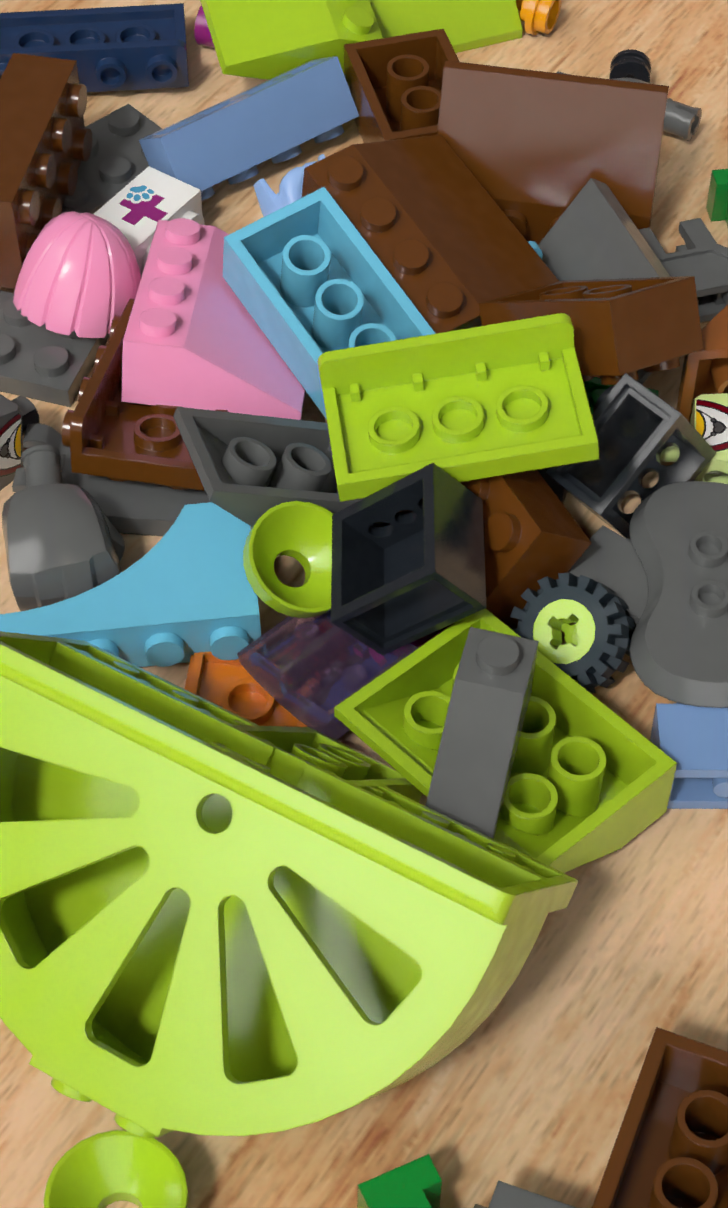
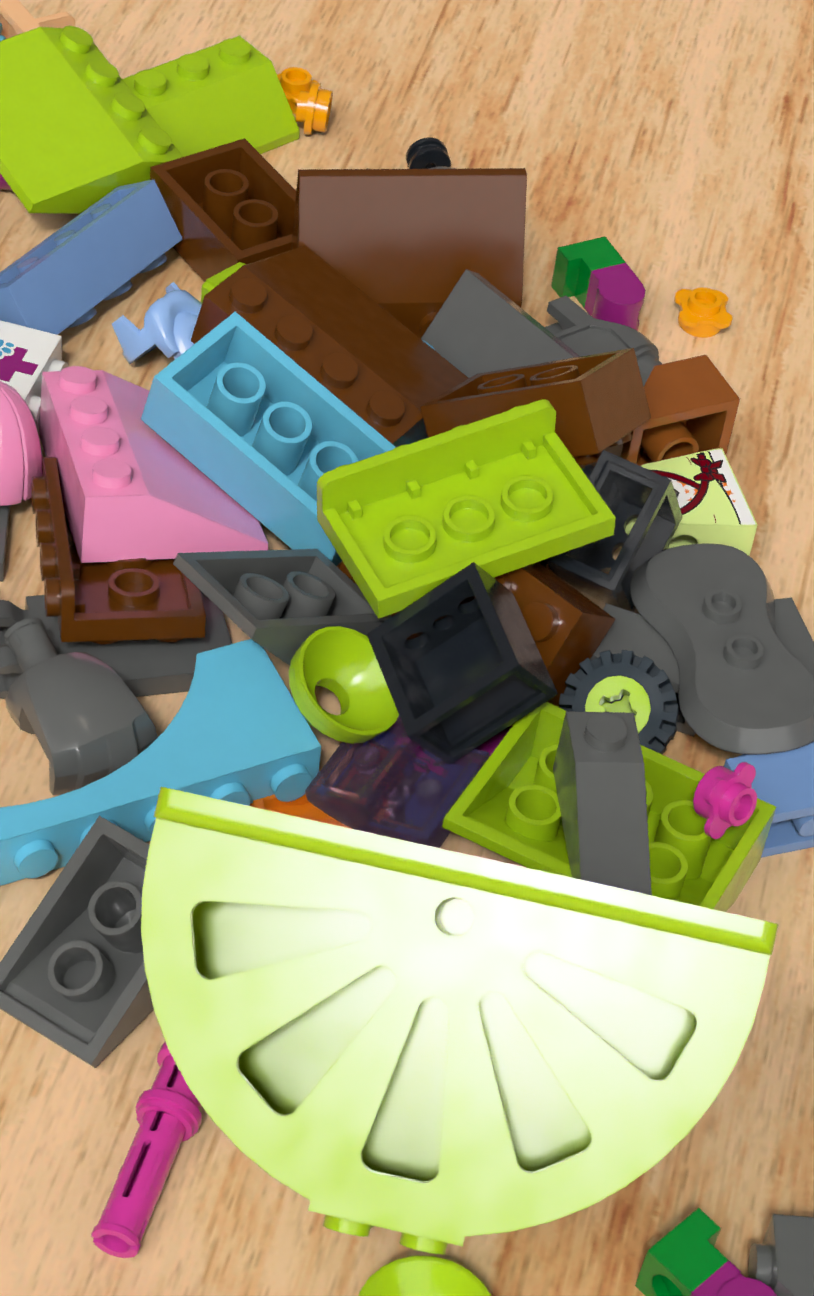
camera: 25 degrees left, 5 degrees down
(615, 745) = (725, 798): none -> dark pink plate

